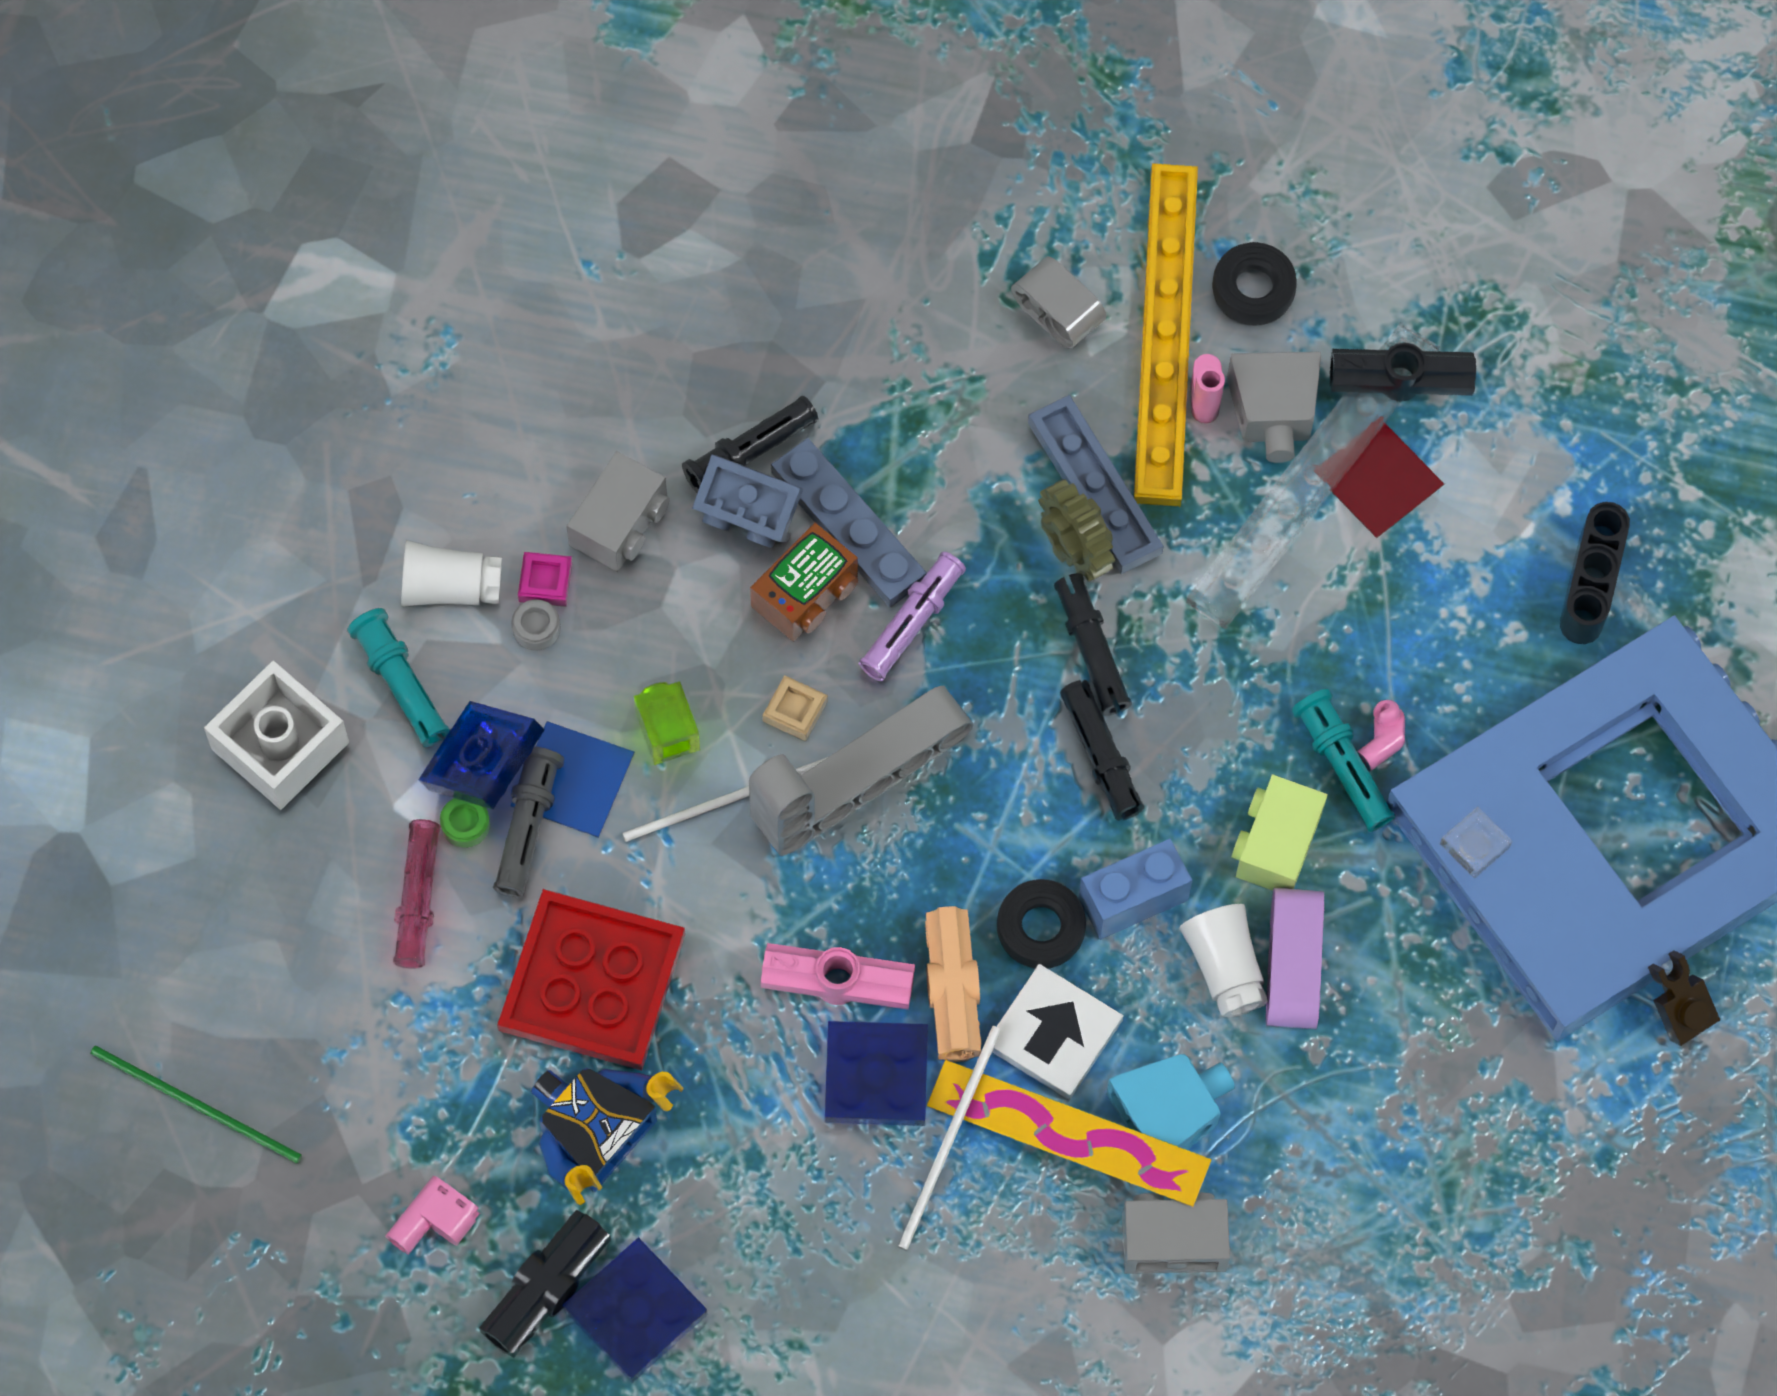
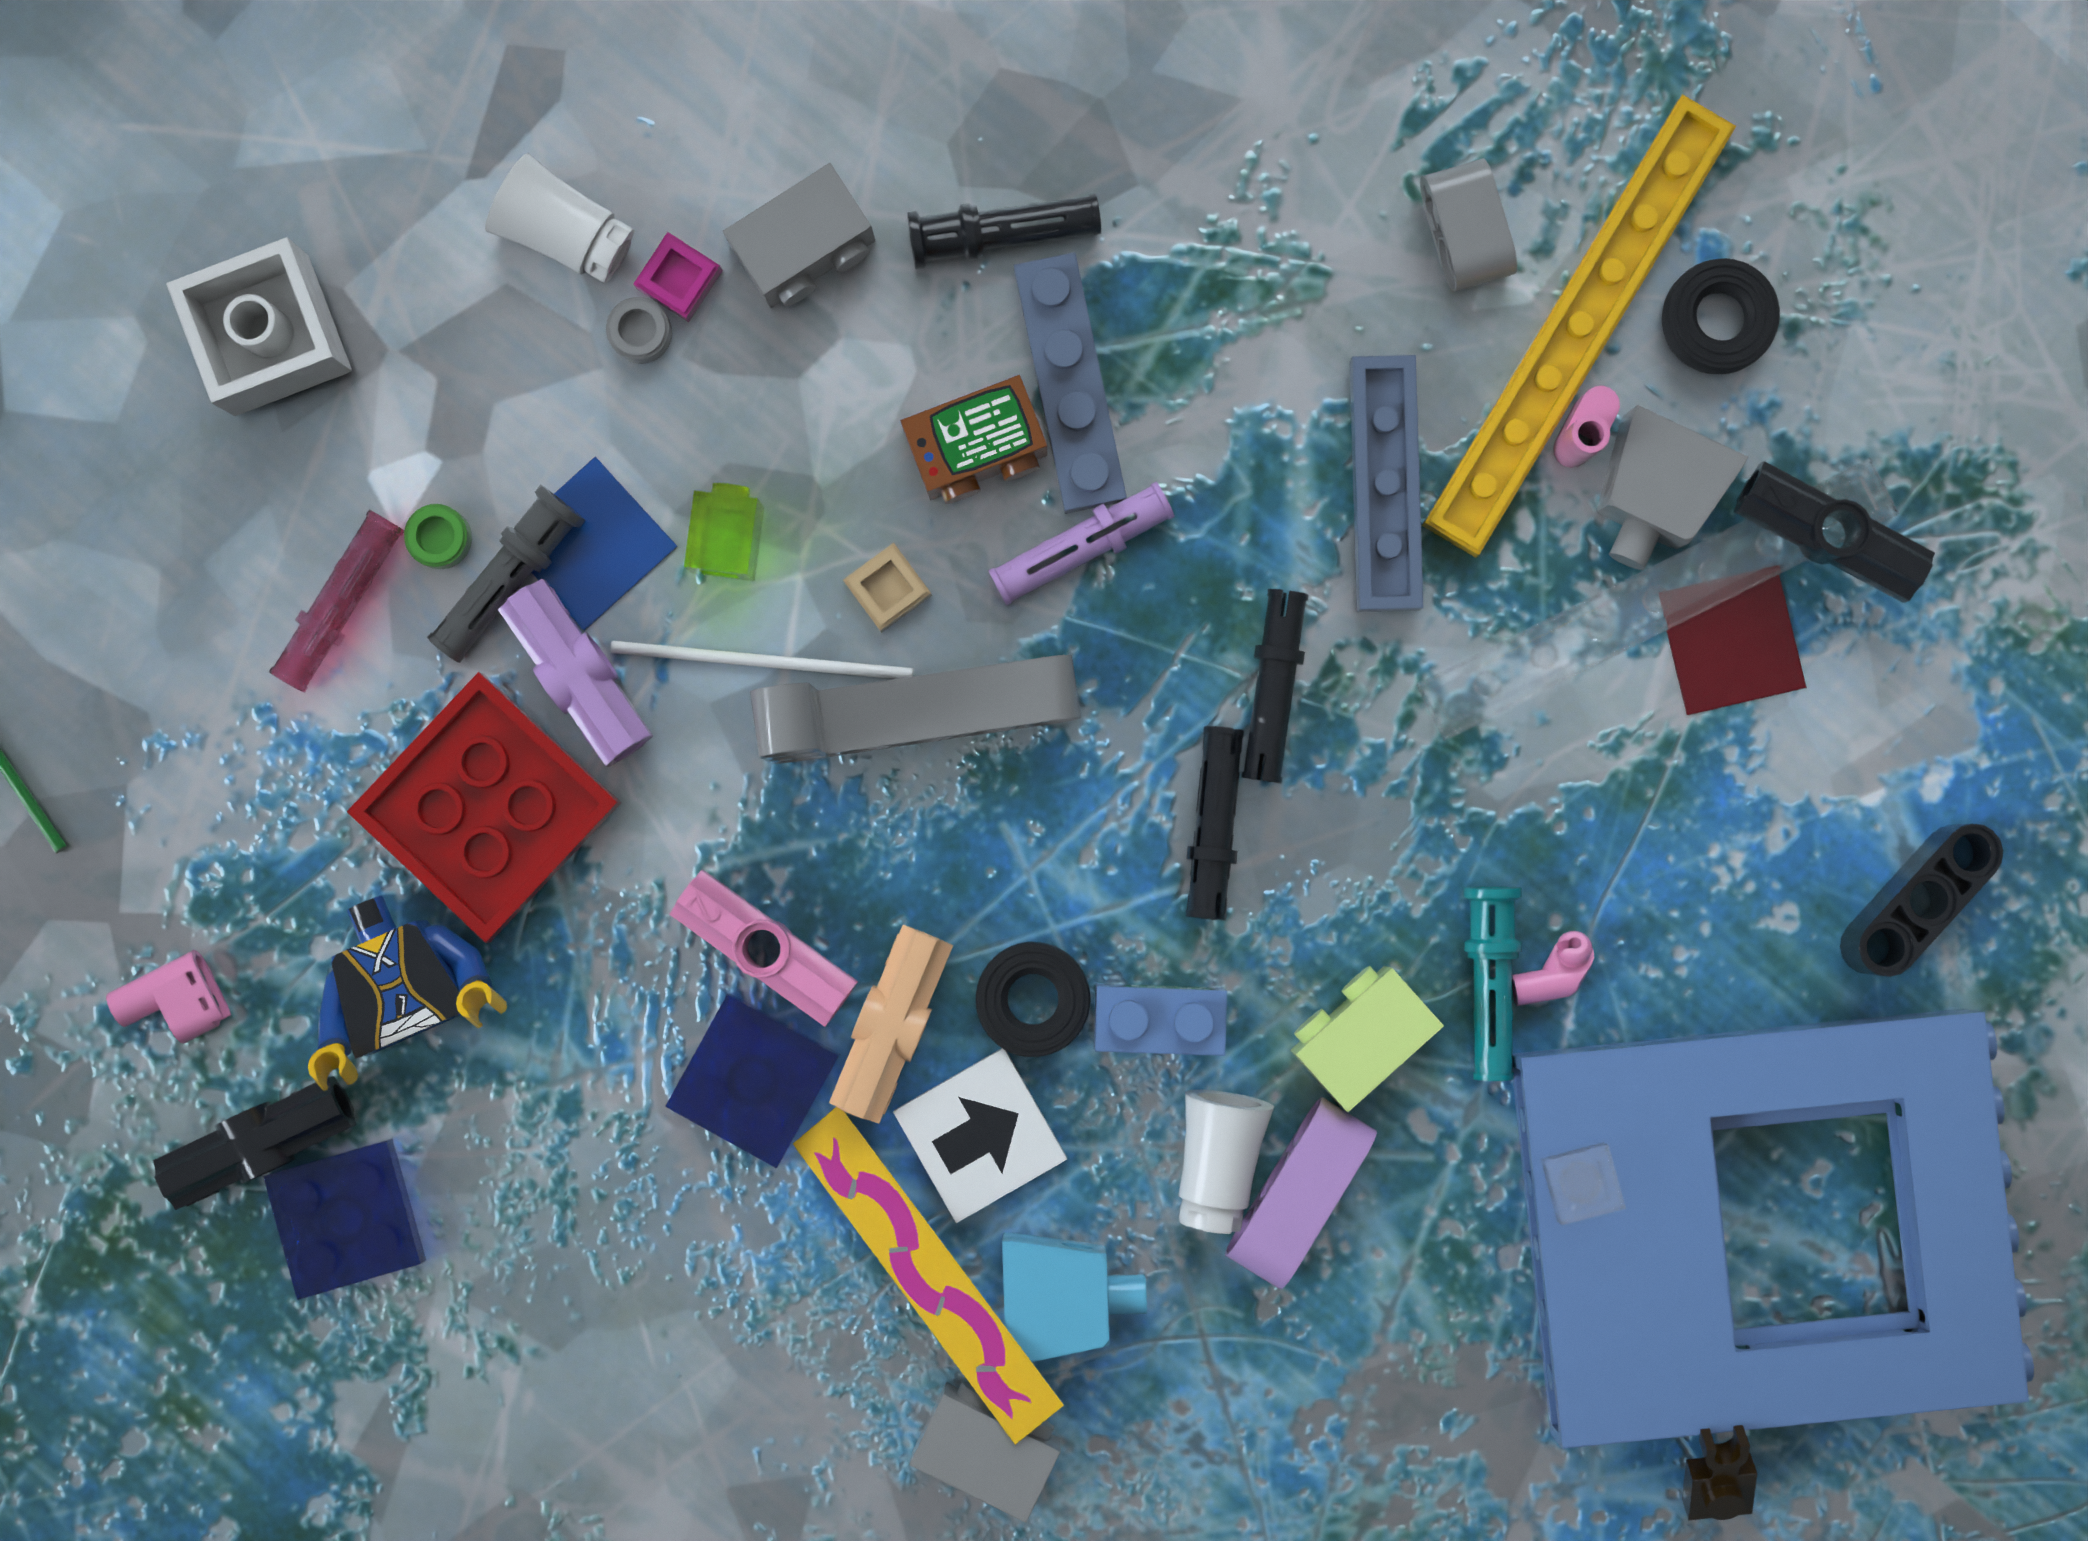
camera: 30 degrees right, 20 degrees up
(389, 659) = (444, 291): teal pin -> none
(481, 754) = (485, 472): clear blue plate -> none
(610, 860) = (575, 672): none -> lavender piece
(747, 499) = (954, 304): sand blue bracket -> none
(949, 1138) = (795, 1201): white piece -> none
(1076, 530) = (1326, 542): olive gear -> none

